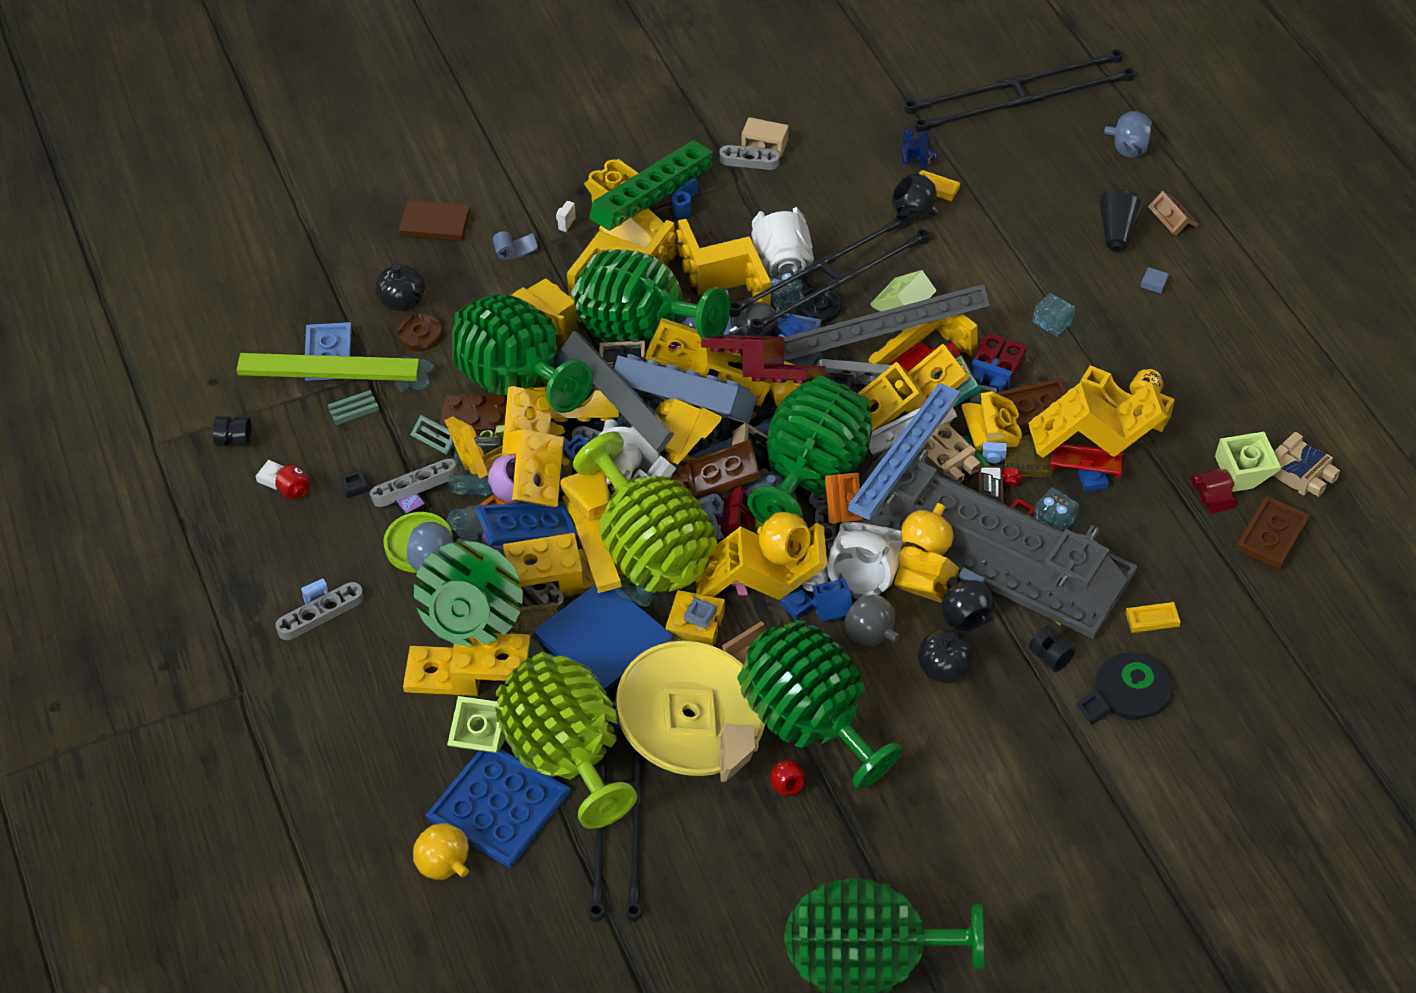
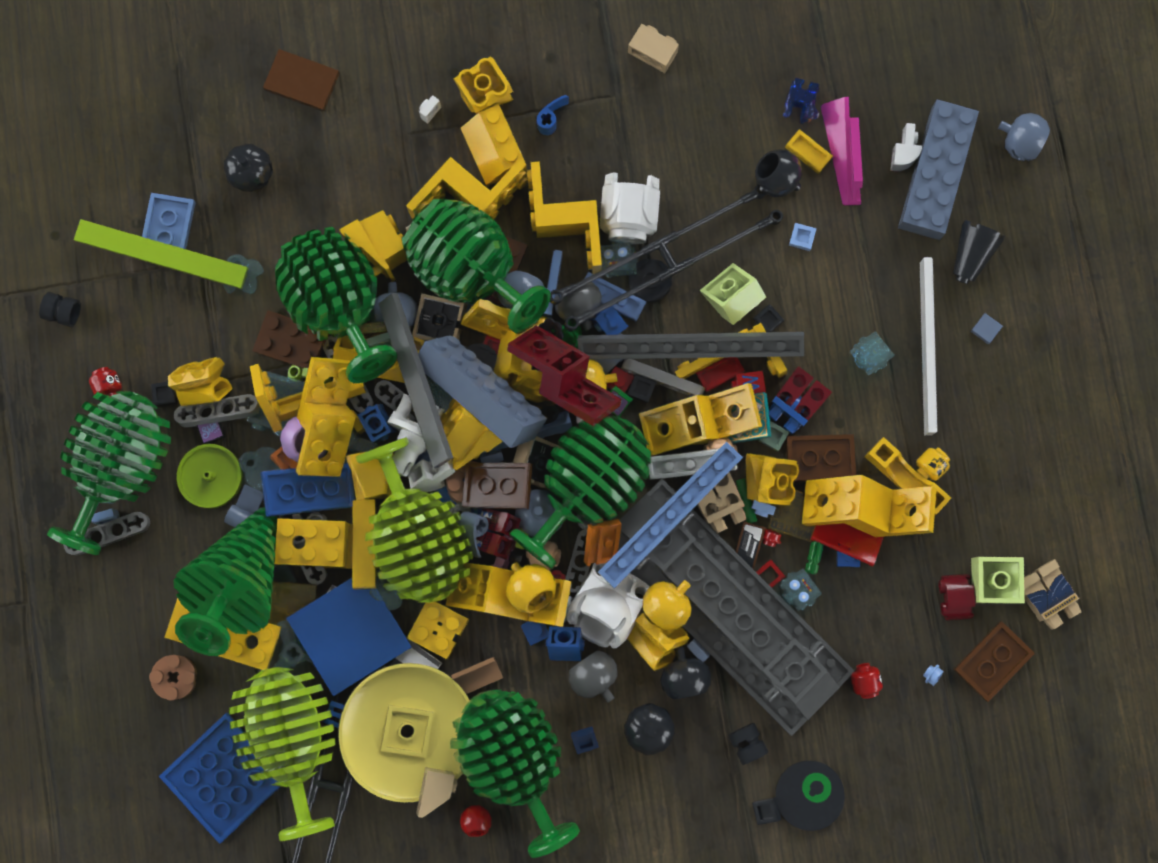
camera: 15 degrees right, 30 degrees up
(268, 474) = (90, 362): white plate -> none
(317, 524) = (111, 458): none -> green plant
(352, 404) = (160, 304): sand green tile -> none
(390, 457) = (199, 382): none -> yellow piece
(420, 332) = (259, 222): reddish brown tile -> none
(421, 710) = (160, 677): none -> nougat plate
(425, 540) = (213, 501): sand blue piece -> none
(441, 852) = (162, 824): yellow piece -> none
(449, 442) = (249, 353): sand green tile -> none
(476, 725) = (214, 701): yellowish green slope -> none
(509, 249) = (370, 135): sand blue panel -> none
(650, 185) = (573, 59): green brick -> none
(700, 613) = (440, 634): sand blue tile -> none
(734, 160) = (648, 69): light grey beam -> none
(880, 683) = (584, 740): none -> dark blue plate
(953, 244) = (802, 237): none -> light blue plate
(967, 168) = (845, 147): none -> dark pink wedge
(1026, 165) = (906, 153): none -> white brick
(1059, 480) = (814, 557): none -> green axle
(1061, 173) = (938, 169): none -> sand blue brick
(1105, 302) = (928, 346): none -> white tile
(1115, 57) = (931, 29): black bar -> none
(1152, 572) = (866, 681): none -> red head
(1153, 617) = (852, 725): yellow tile -> none
(1171, 213) = (1033, 247): medium nougat panel -> none
(1217, 555) = (933, 674): none -> light blue plate

